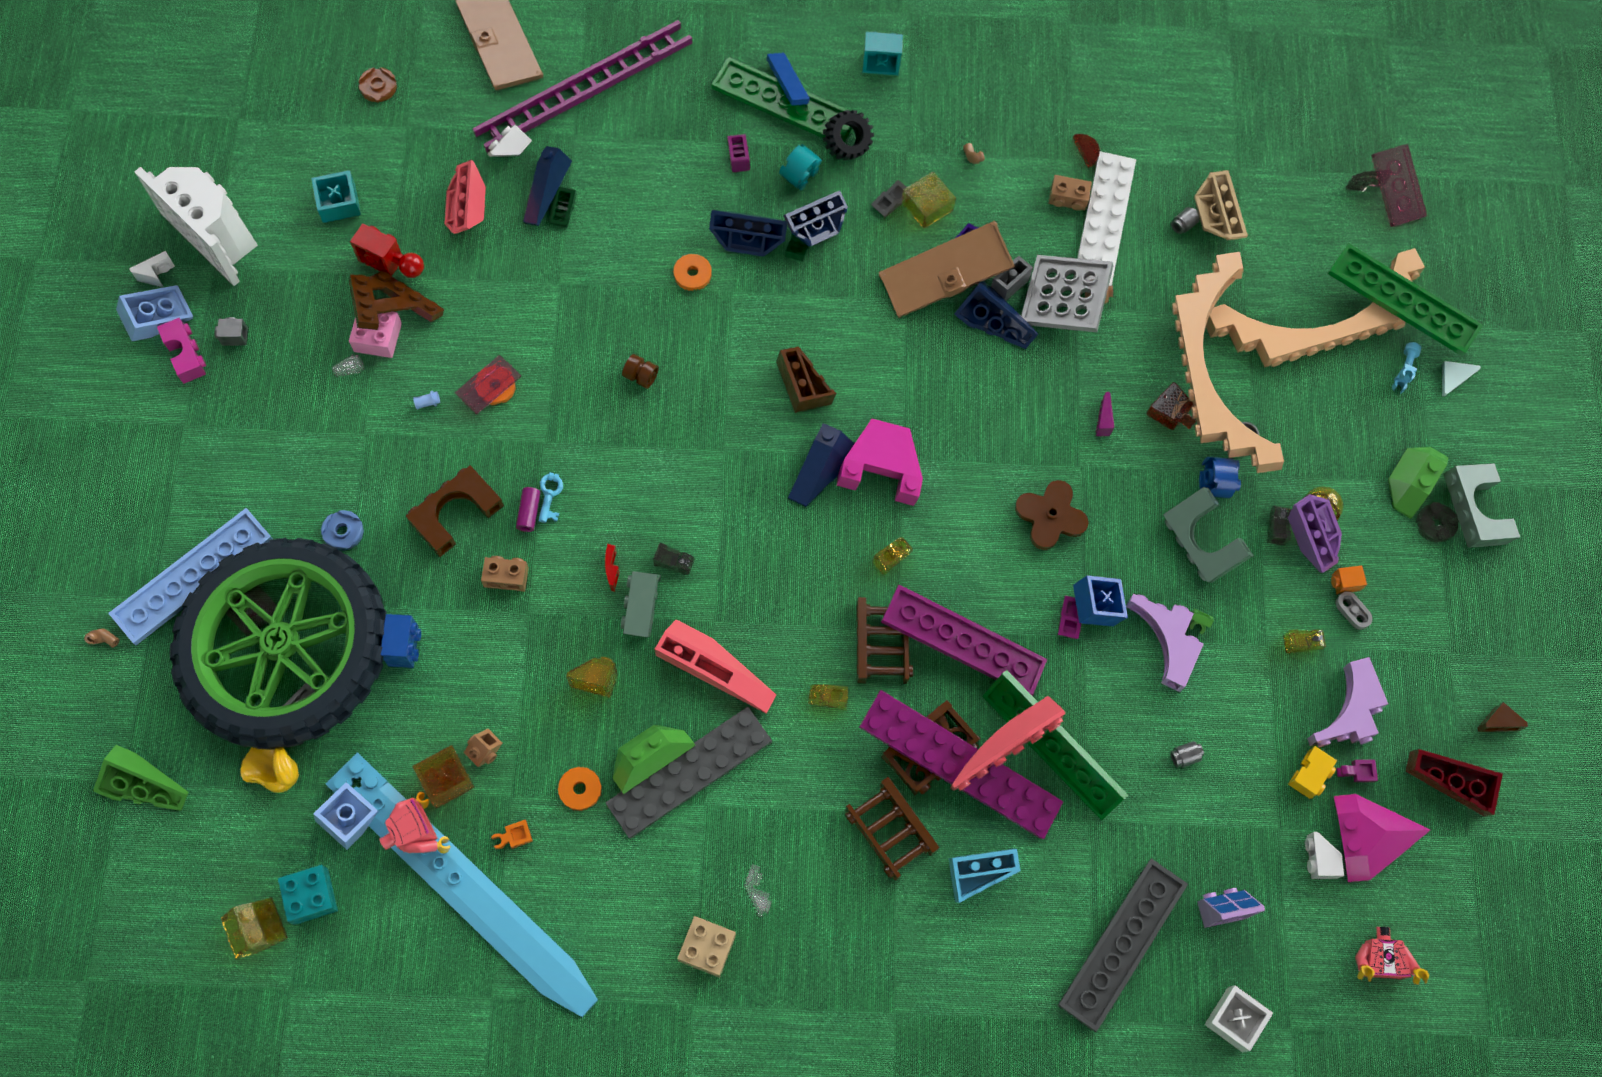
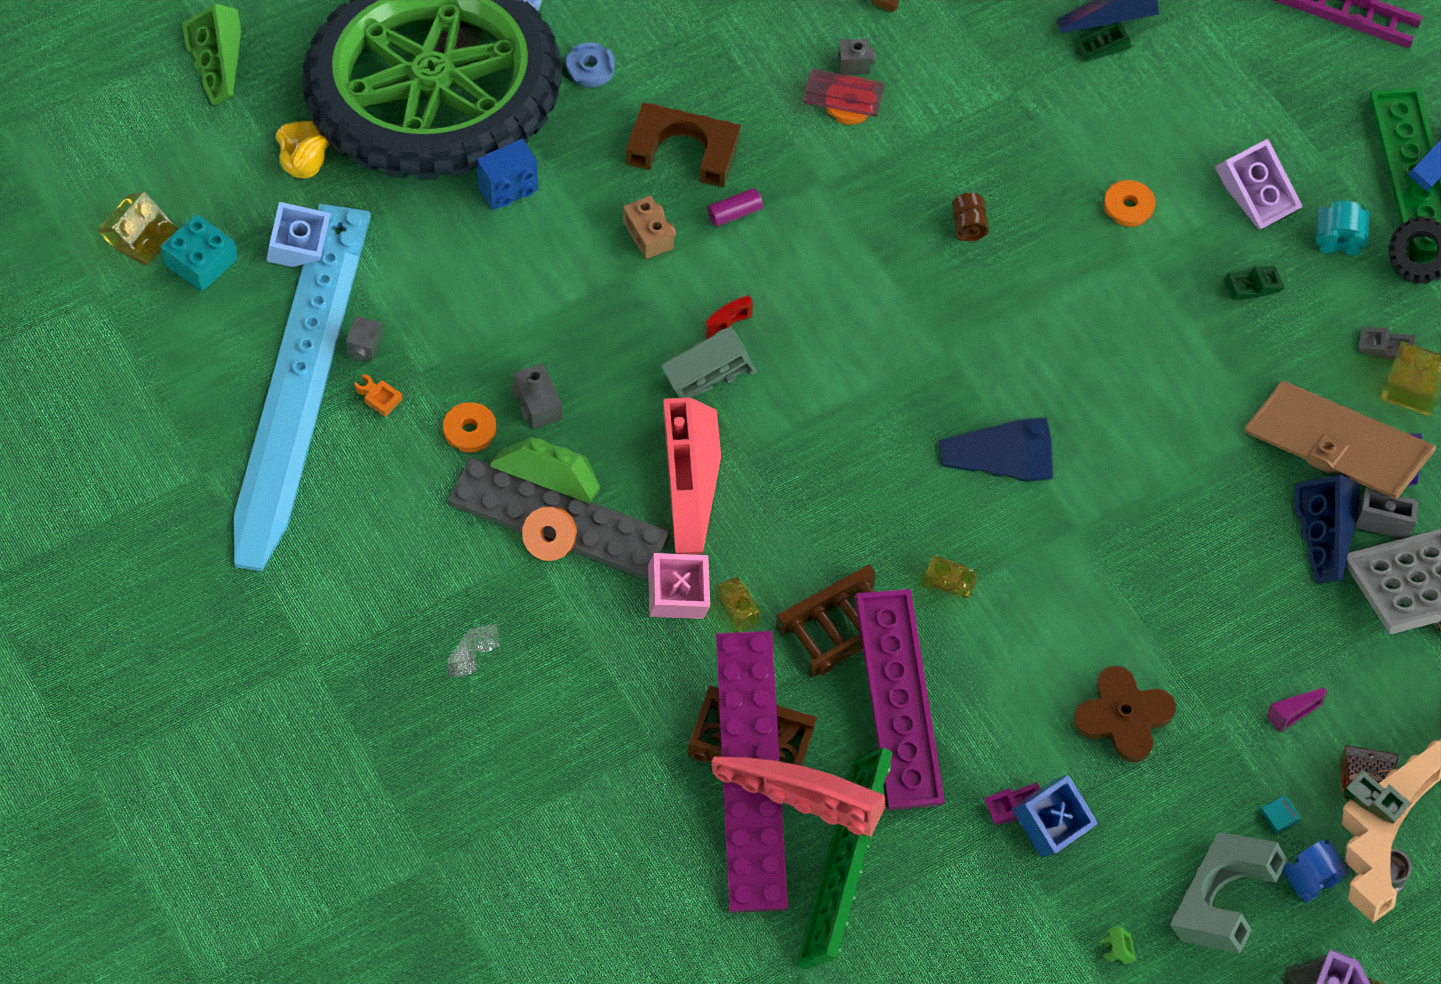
camera: 60 degrees right, 10 degrees down
(411, 828) = (322, 295): coral torso -> none
(427, 400) = (788, 54): light blue pin -> none
(443, 776) = (395, 295): clear orange brick -> none
(464, 359) = (855, 56): none -> flat silver brick
(464, 820) = (364, 339): none -> flat silver brick
(482, 748) = (449, 312): medium nougat brick -> none
(549, 494) = (765, 218): medium azure piece -> none
(588, 729) = (537, 396): none -> dark grey brick
(594, 676) = (596, 366): clear yellow slope -> none
(673, 559) = (780, 368): clear smoke leg -> none
(706, 946) = (381, 634): tan brick -> none
(710, 794) = (536, 542): none -> orange tile
(732, 190) = (1259, 184): none -> lavender slope
(738, 153) = (1309, 166): magenta slope -> none
(747, 232) = (1217, 221): dark blue wedge -> none
(797, 726) = (678, 586): none -> bright pink brick
(802, 382) = (1082, 375): wedge -> none
(818, 219) = (1289, 278): dark blue wedge -> none
(888, 452) = (1065, 499): dark pink wedge -> none
(900, 809) = (648, 766): reddish brown fence -> none
(979, 871) = (644, 859): medium azure wedge -> none
(1165, 472) = (1280, 814): none -> teal tile
(1170, 627) = (1065, 940): lavender arch -> none
(1210, 413) = (1376, 799): none -> slope

